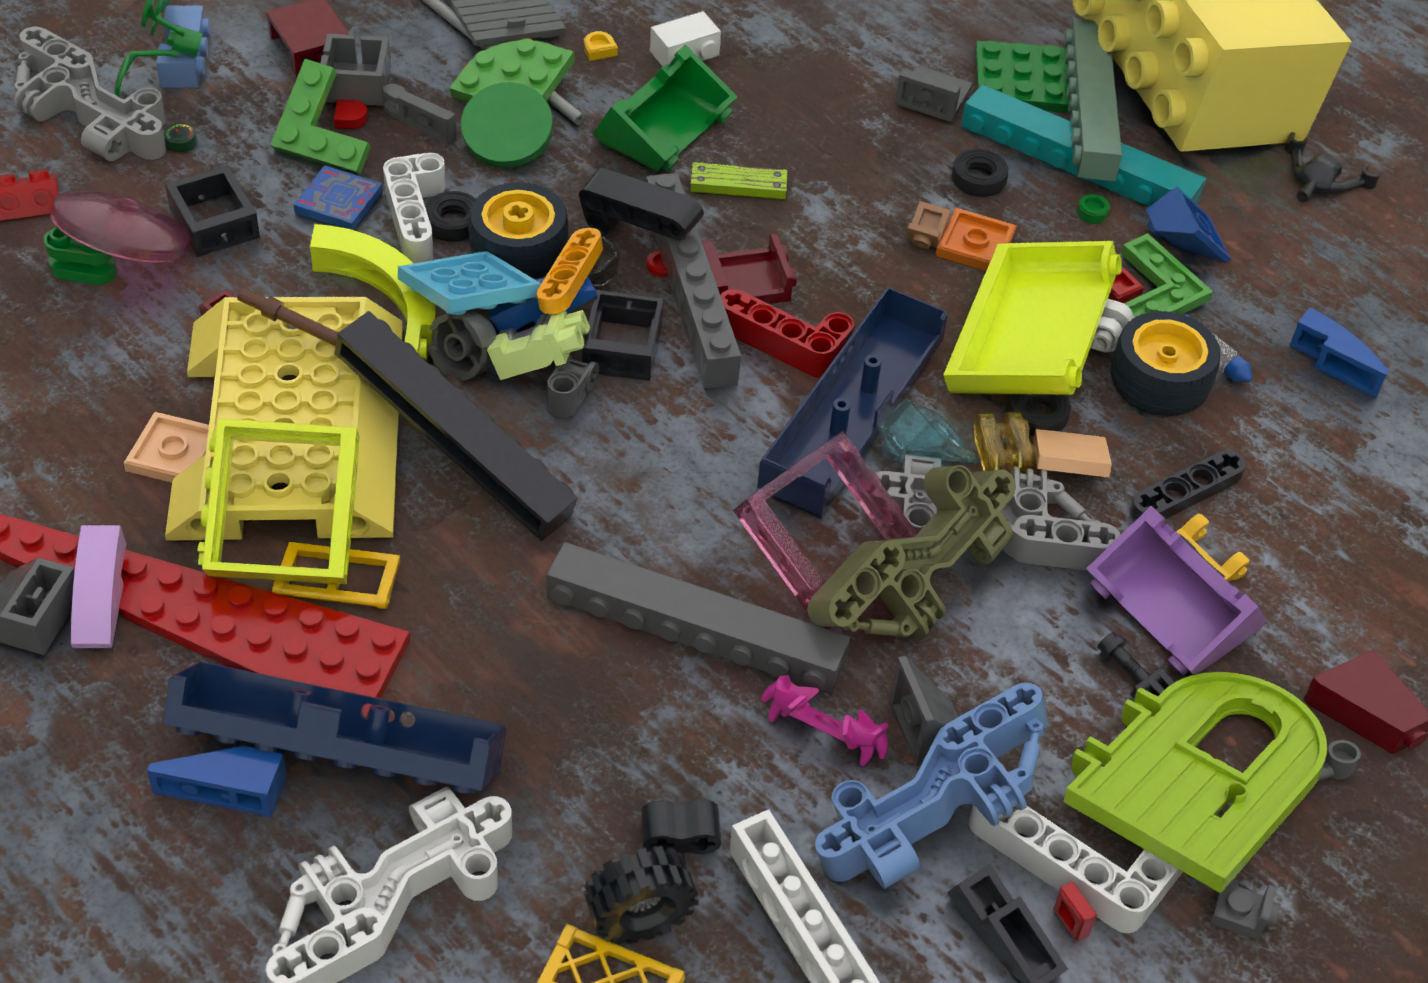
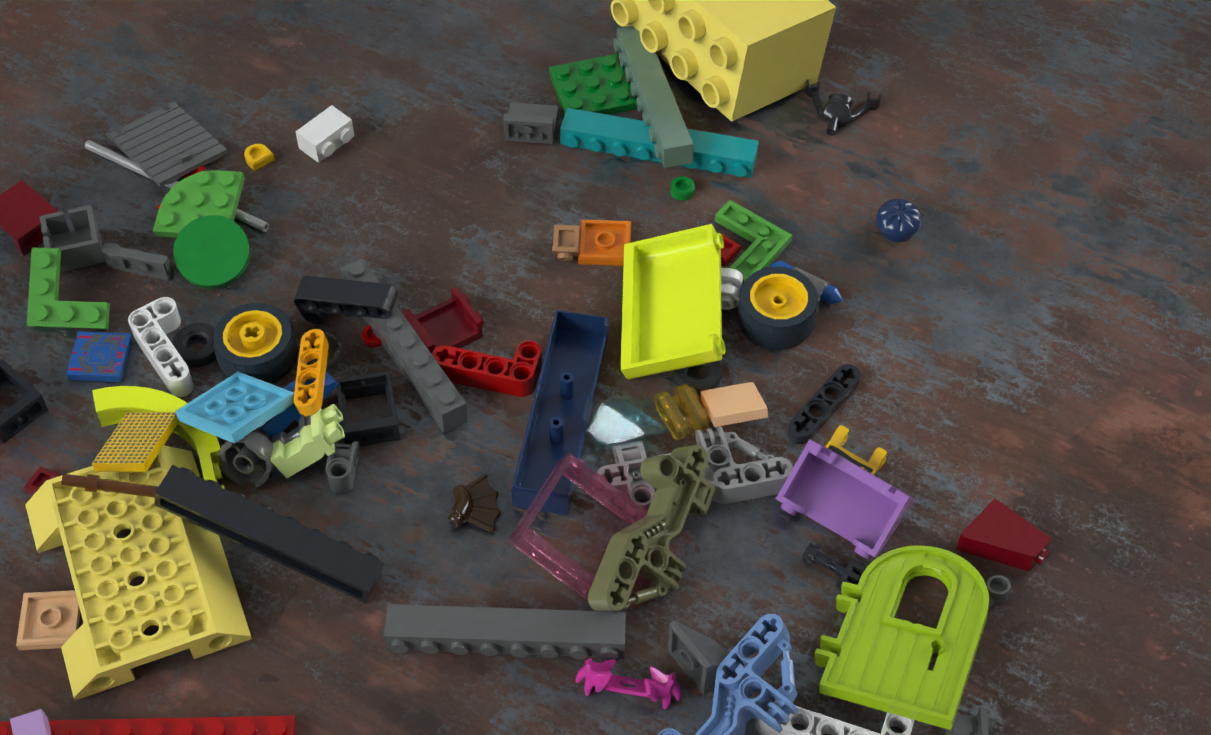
camera: 15 degrees left, 5 degrees up
(218, 478) = (105, 647): neon yellow window -> none
(332, 593) = (218, 668): yellow window -> none
(340, 286) = (135, 442): none -> yellow tile
(350, 114) = (80, 277): red tile -> none
(667, 112) = (334, 204): green windscreen -> none
(712, 473) = (475, 504): none -> dark brown arm
(738, 180) = (408, 245): lime tile -> none
(975, 184) = (588, 170): black tyre -> none
(1186, 225) = (755, 184): blue slope -> none
(1339, 352) = (897, 258): blue slope -> none
(1357, 309) = (898, 220): none -> dark blue piece

